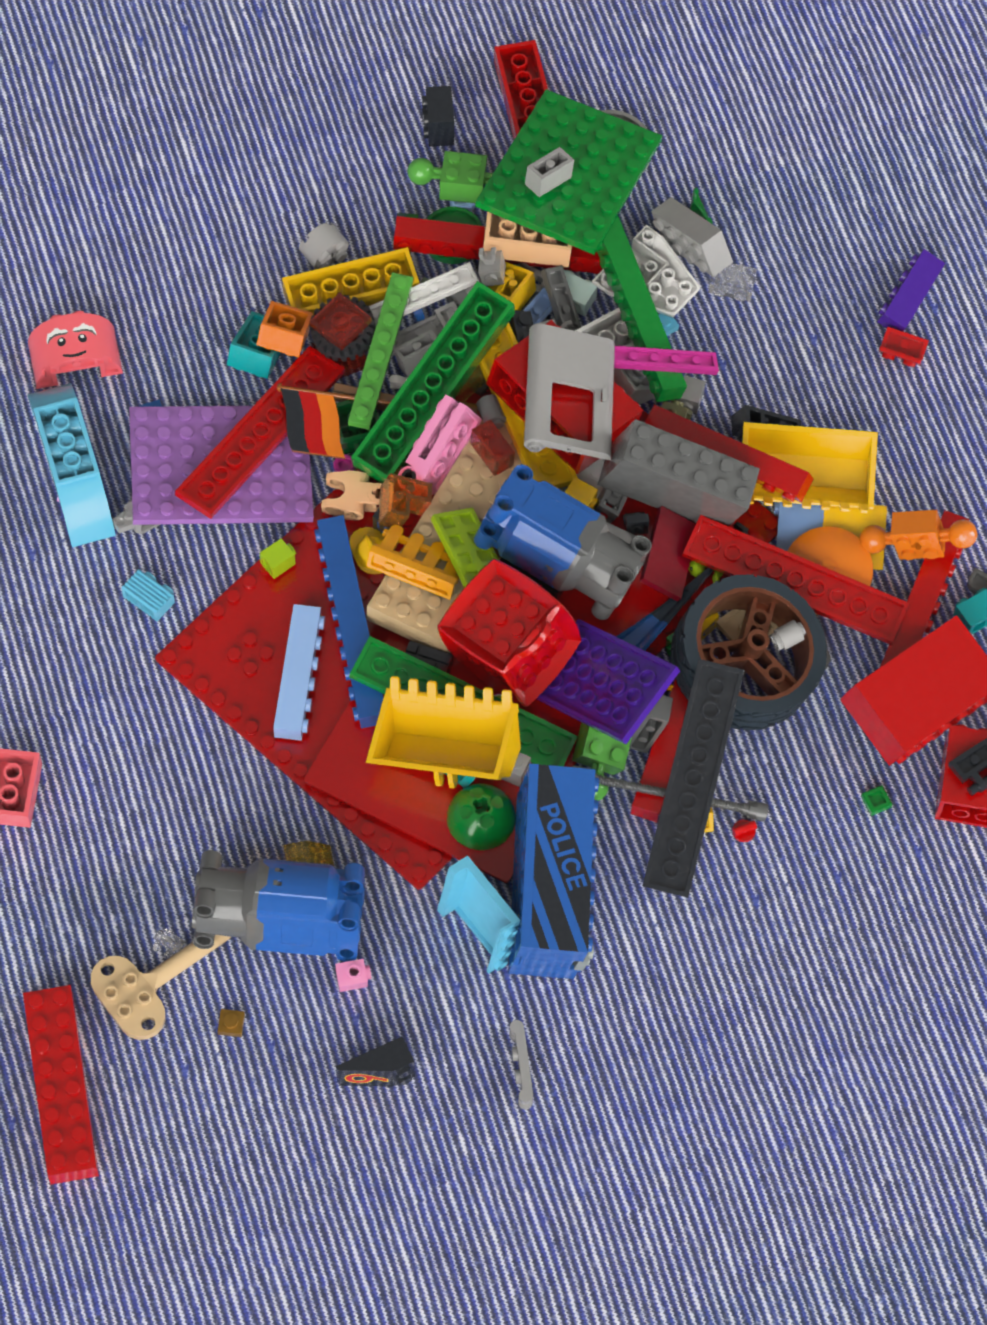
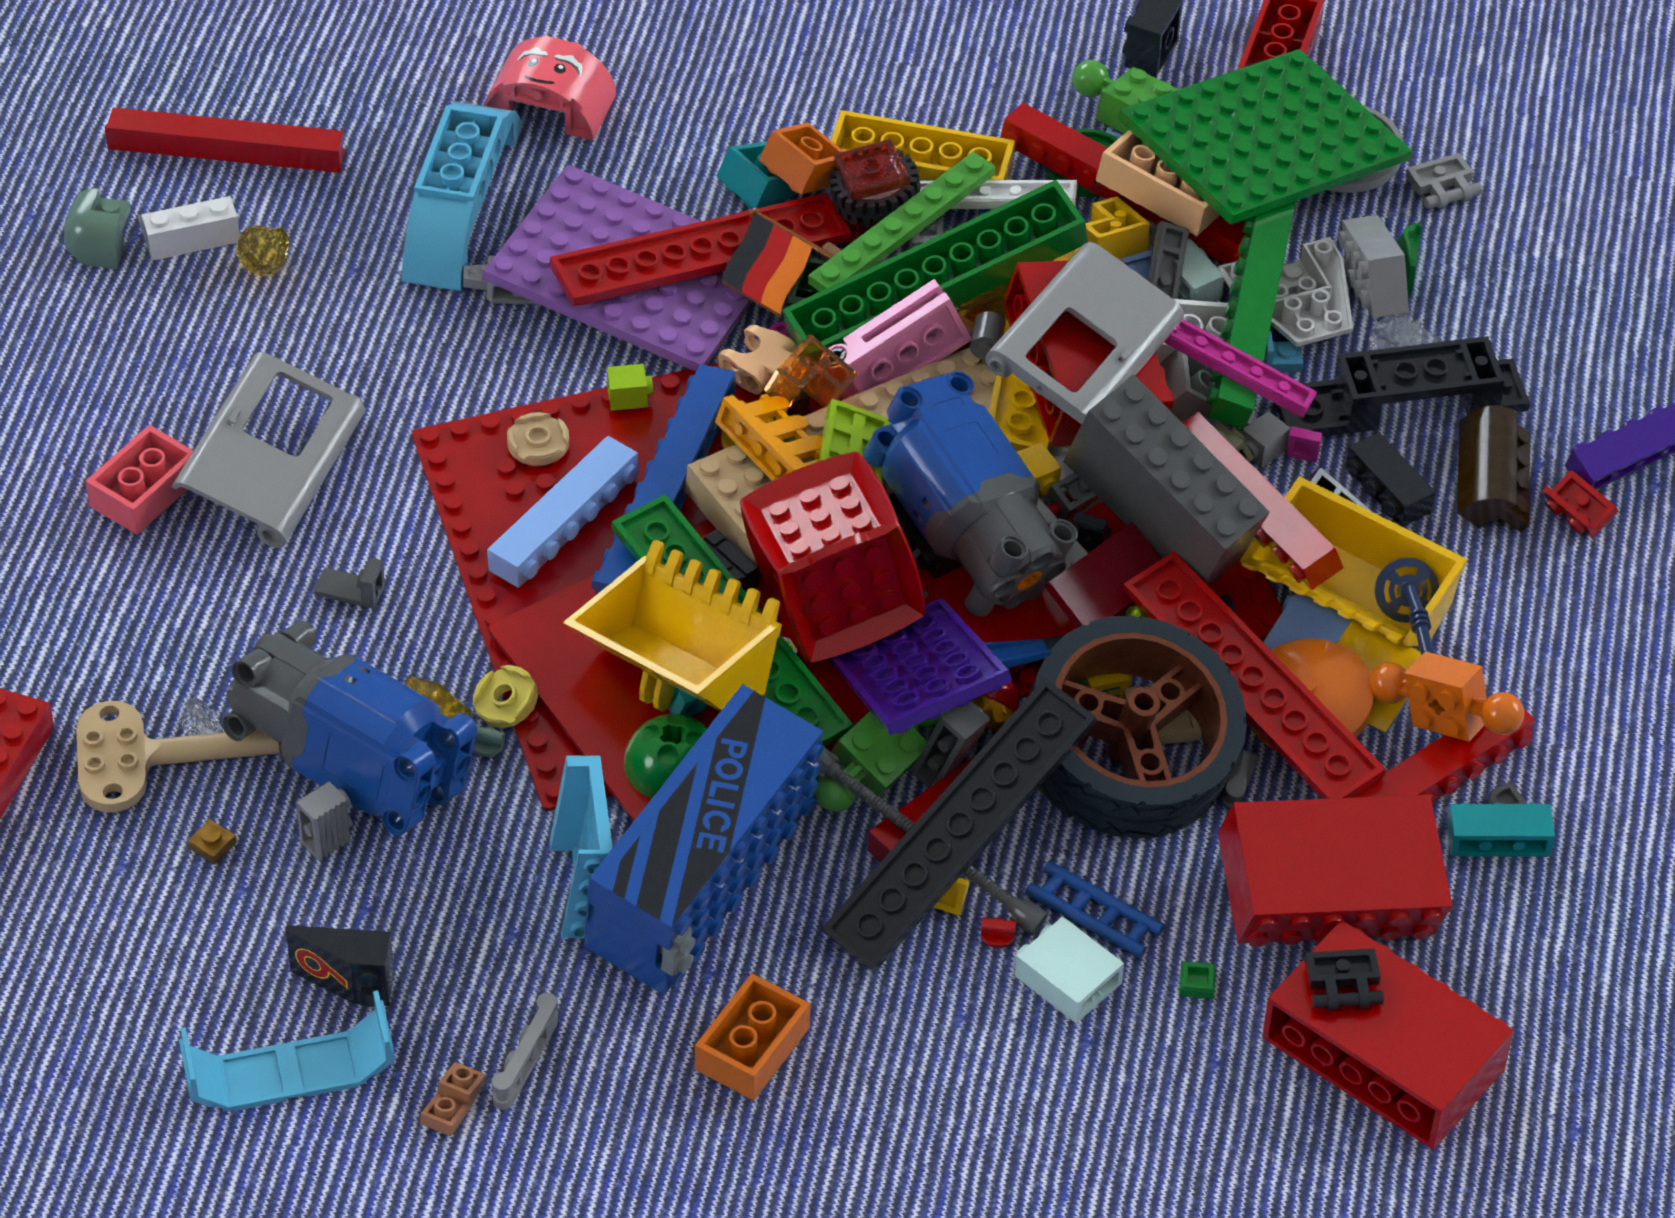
camera: 30 degrees right, 15 degrees down
(79, 749) = (255, 476): none -> light grey piece
(148, 594) = (451, 361): medium azure brick -> none
(195, 795) = (351, 588): none -> dark grey bracket
(243, 624) = (538, 439): none -> tan tile
(298, 974) = (324, 820): none -> light grey brick
(324, 246) = (918, 99): light grey brick -> none
(352, 975) = (391, 855): bright pink brick -> none
(355, 857) = (488, 742): none -> sand green plate
(358, 831) = (515, 708): none -> light yellow tile
(388, 1150) = (290, 1068): none -> medium azure windscreen
(491, 267) = (1099, 192): light grey brick -> none
(492, 447) = (961, 355): clear red brick -> none
(497, 1119) = (453, 1099): none -> nougat slope
(549, 172) = (1228, 110): light grey brick -> none
(651, 982) = (752, 1036): none -> orange brick
(678, 137) = (1443, 173): none -> light grey plate
(716, 386) = (1304, 444): none -> dark pink plate
(754, 309) = (1407, 374): none -> black bracket
(782, 386) = (1390, 479): none -> black brick
(788, 635) = (1191, 721): light grey brick -> none
(800, 776) = (1098, 926): none -> blue bar
(801, 834) = (1068, 969): none -> light aqua brick
(839, 347) = (1494, 468): none -> dark brown brick
(852, 471) = (1409, 597): none -> dark blue dish

